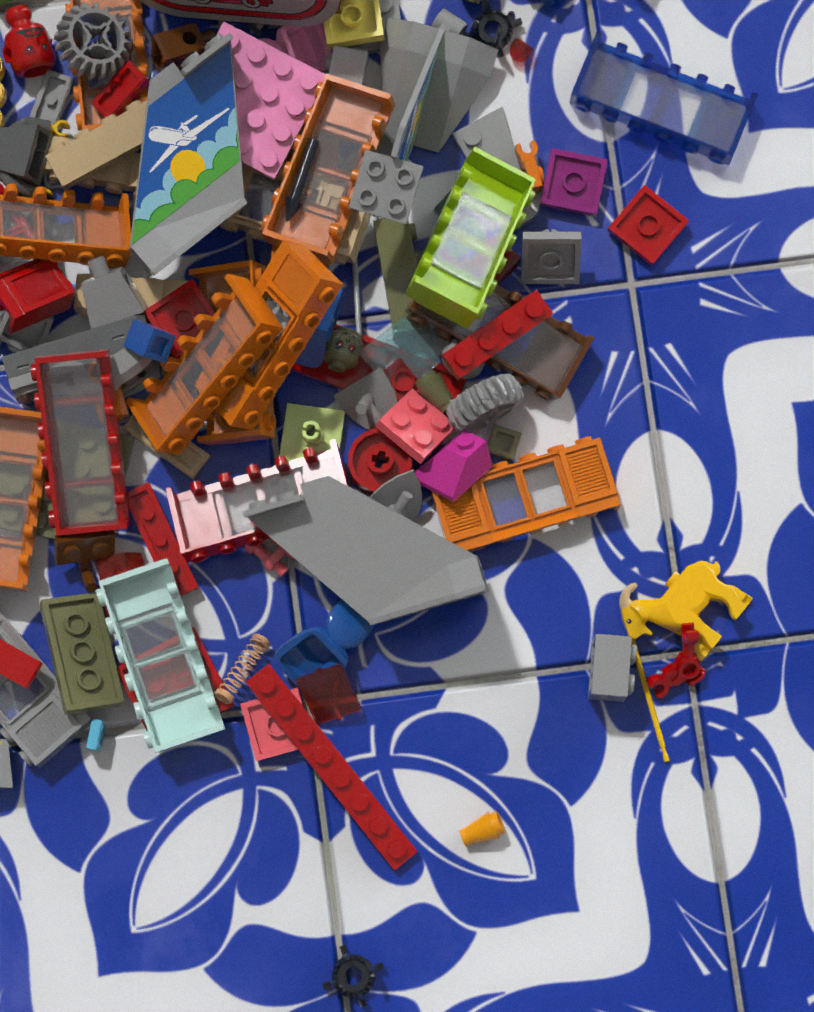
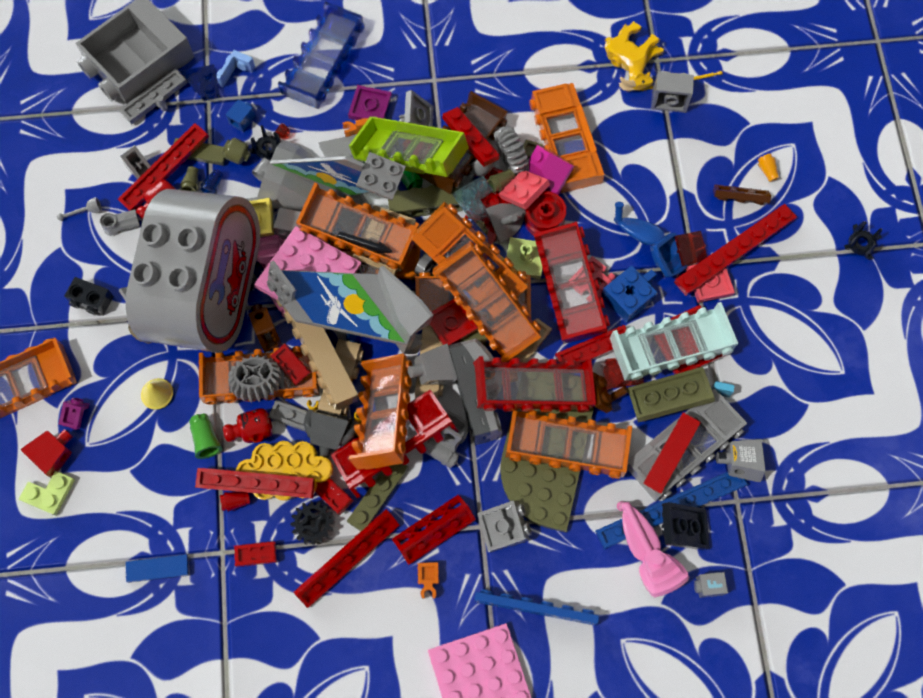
camera: 90 degrees left, 10 degrees down
(149, 341) = (468, 338): blue panel -> none
(247, 613) = (639, 290): none -> blue hinge
(260, 645) = (696, 306): light nougat piece -> none
(368, 551) = (610, 208): light grey piece -> none
(401, 495) = (573, 203): light grey shield -> none
(432, 781) = (741, 194): none -> reddish brown plate
(648, 225) = (399, 66): red plate -> none
(684, 668) = (667, 55): red piece -> none

